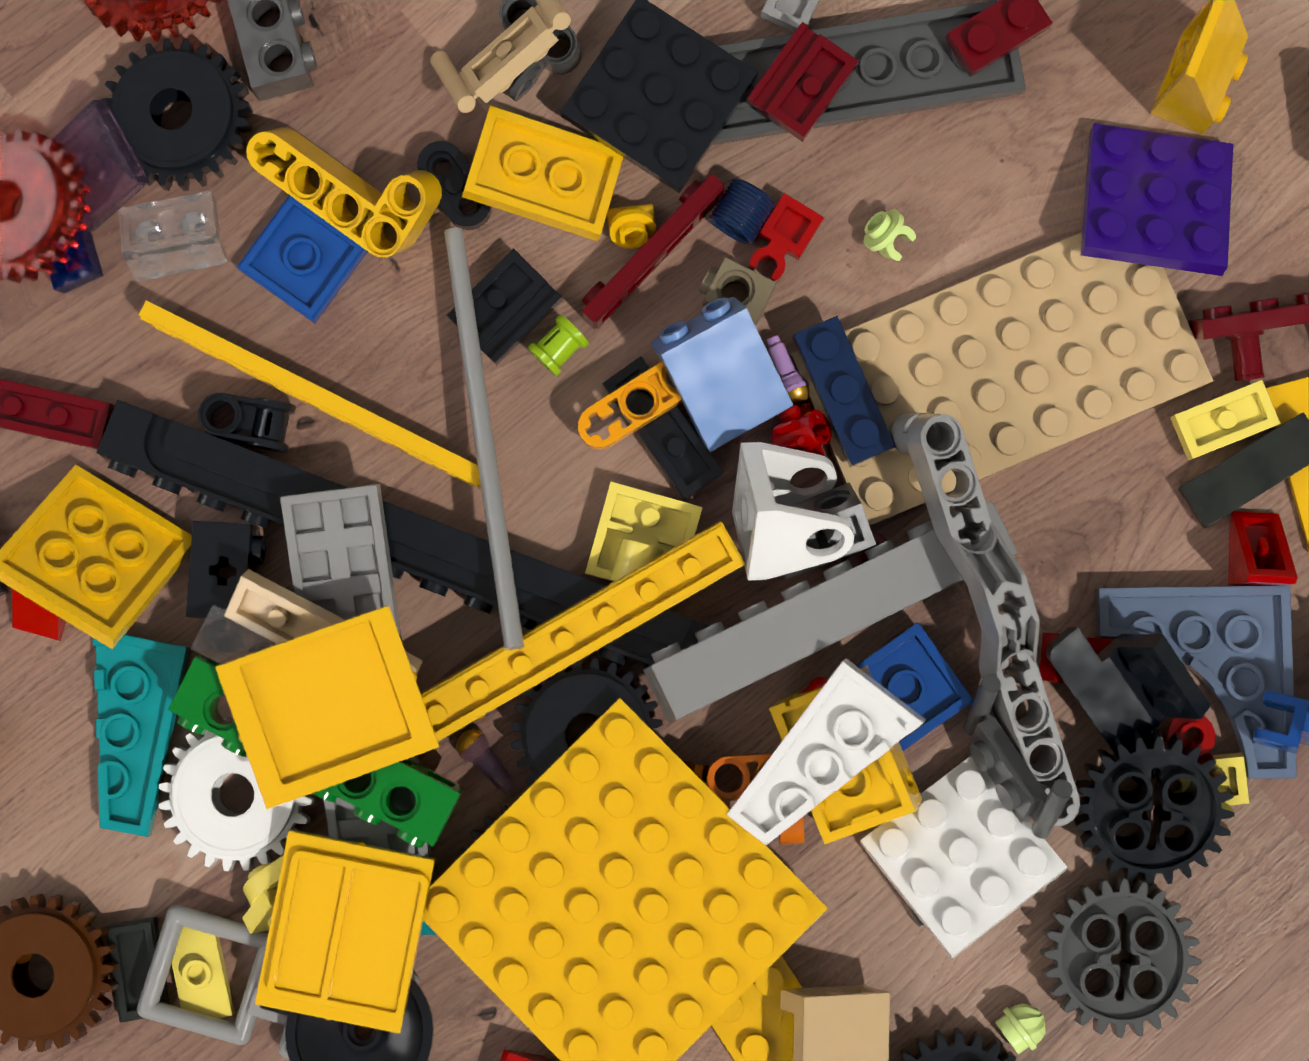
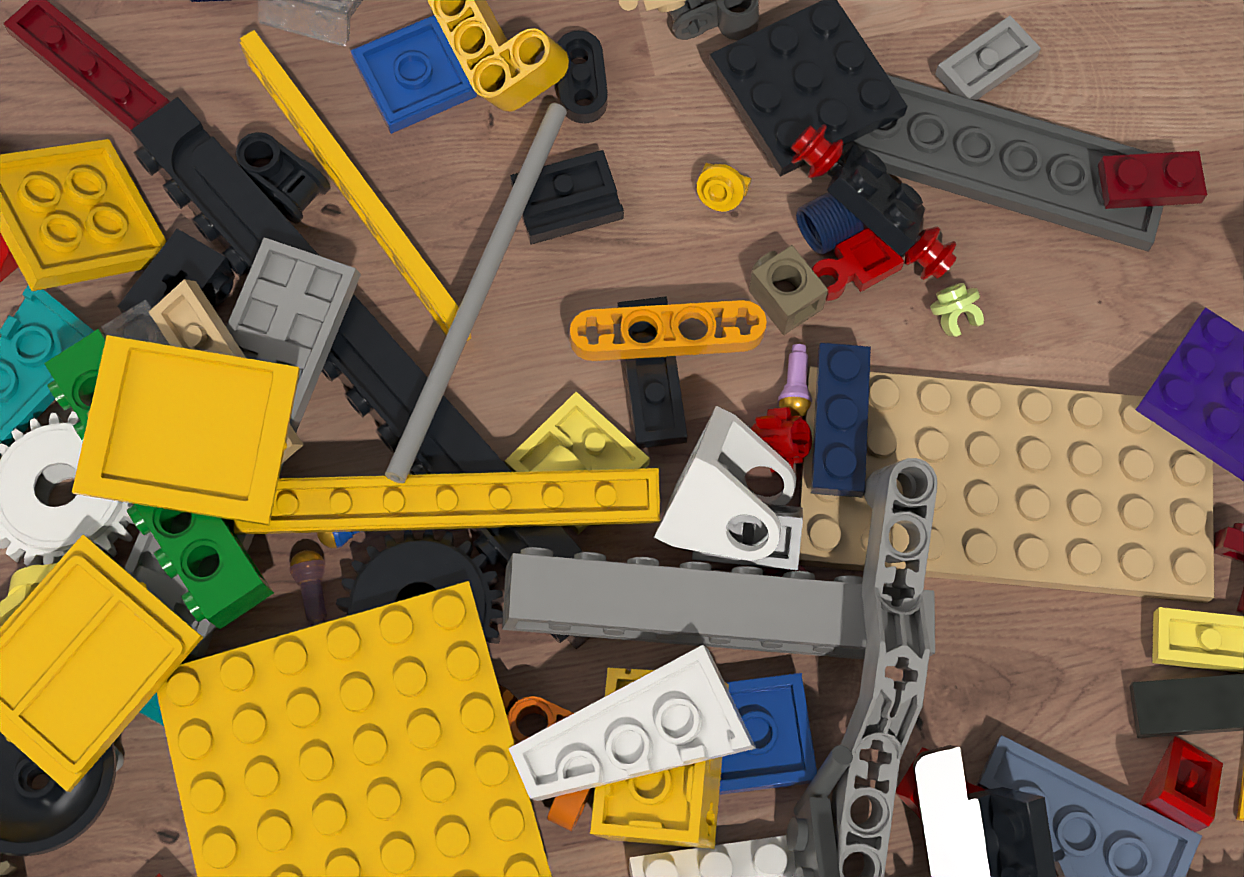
camera: 30 degrees right, 15 degrees down
(543, 173) = (665, 100): yellow plate -> none
(558, 345) = (596, 252): lime bush -> none
(697, 202) = (669, 233): dark red plate -> none
(722, 372) = (733, 341): medium blue panel -> none
(774, 178) = (876, 199): none -> black plate
(802, 81) = (944, 133): dark red plate -> none

